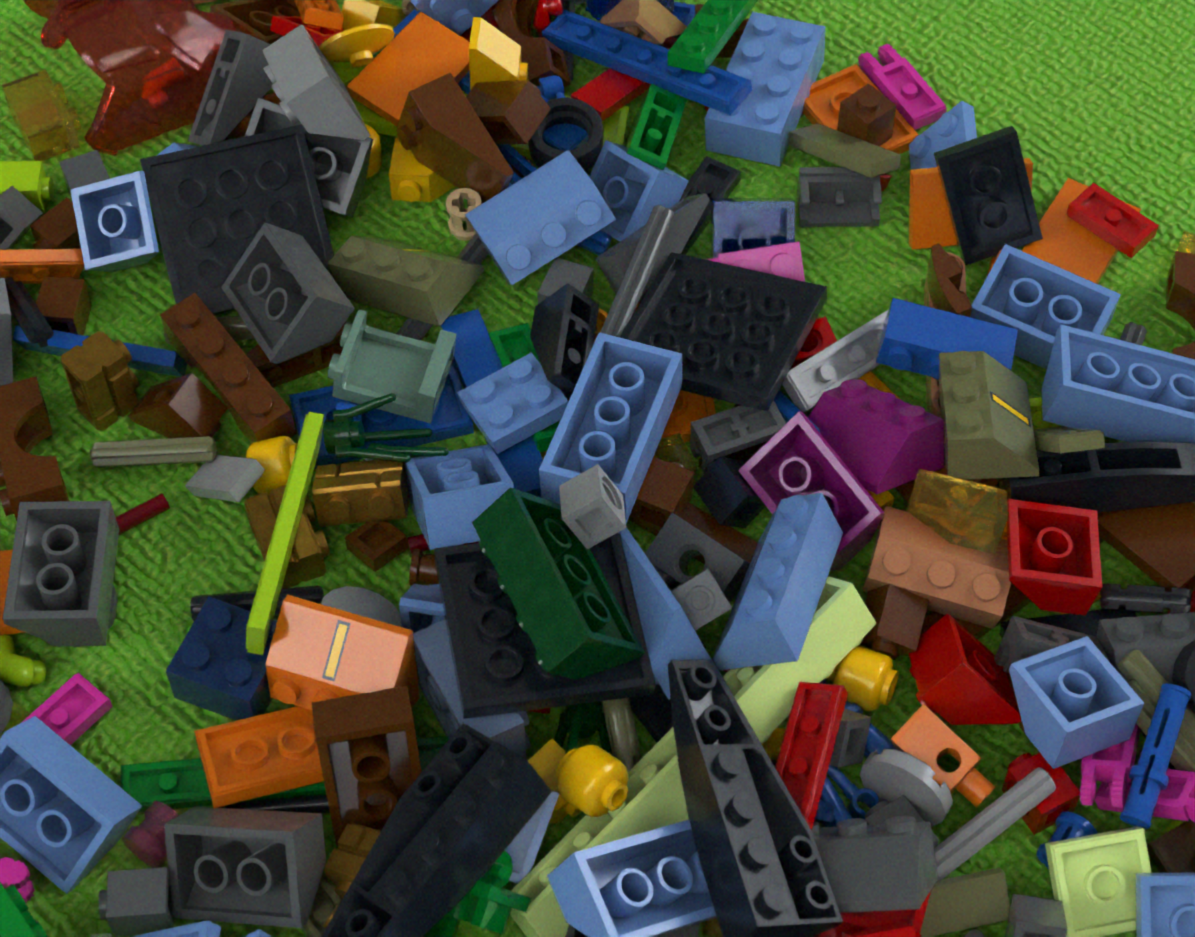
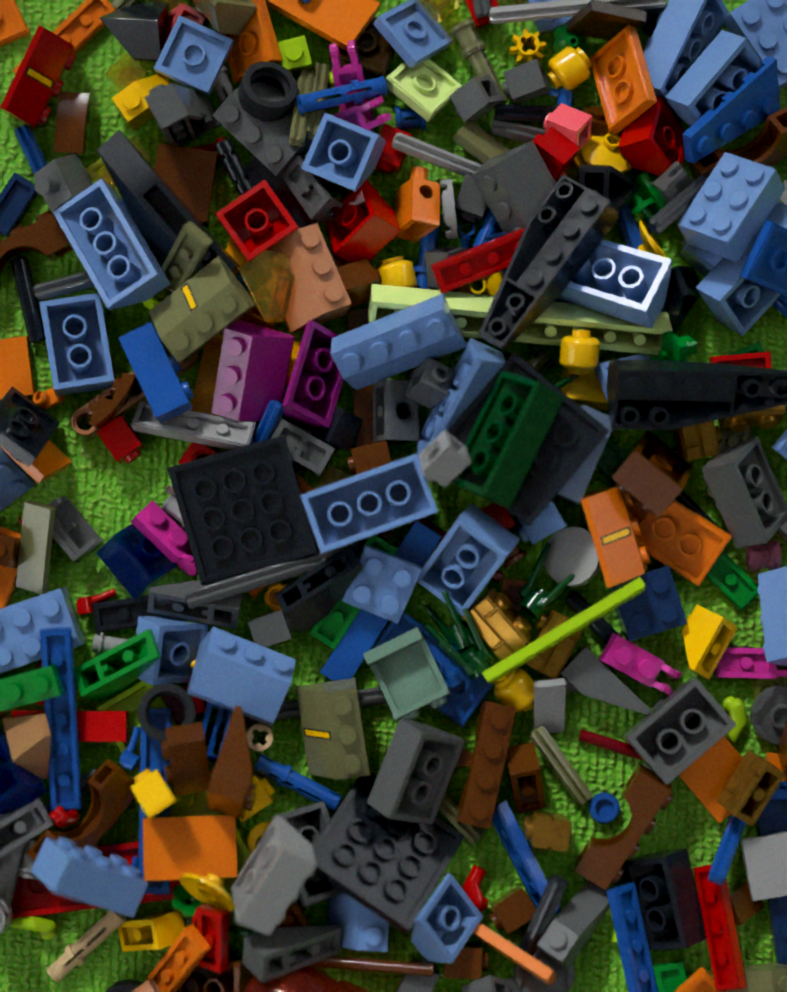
camera: 130 degrees left, 30 degrees up
(73, 466) = (604, 807): none -> blue tile
(124, 293) = (472, 887): none -> red arm
(127, 686) = (706, 640): none -> yellow slope
(144, 150) = (376, 965): none -> reddish brown bar
(172, 602) = (637, 663): none -> dark pink hinge
(198, 551) = (595, 680): none -> dark grey slope
(346, 544) = (537, 600): none -> dark green plant
(402, 213) = (292, 780): none -> blue pin
(687, 155) = (104, 643): none -> light grey pin
(746, 164) = (84, 604): none -> red hand
(895, 283) = (121, 440): none -> red brick
(1156, 325) = (27, 298): none -> black axle

